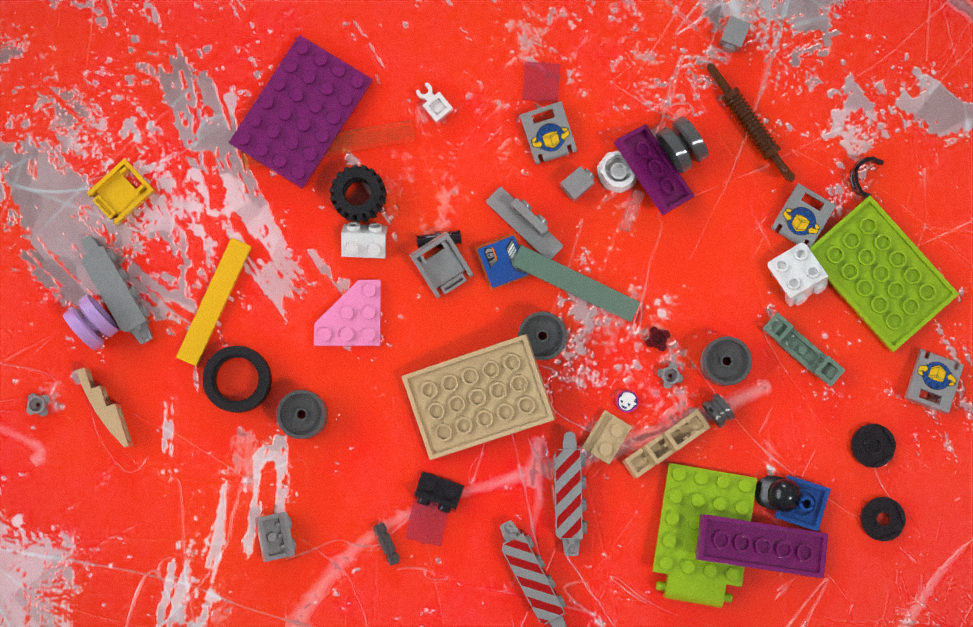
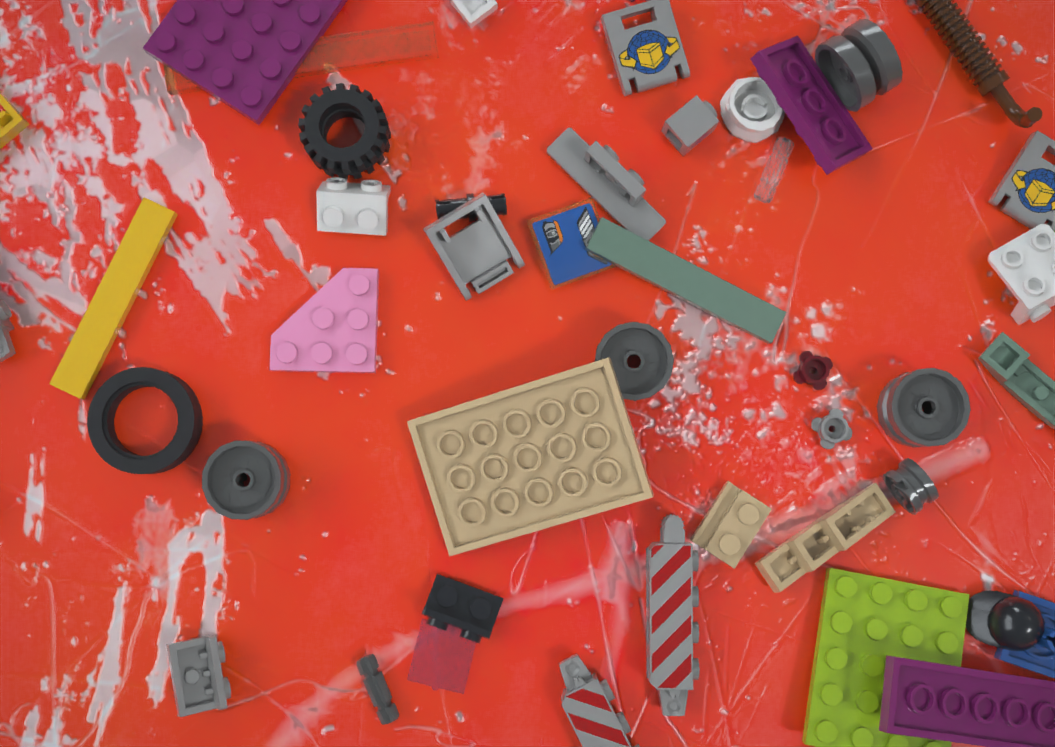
camera: 10 degrees left, 0 degrees up
(627, 401) = (763, 468): tile -> none

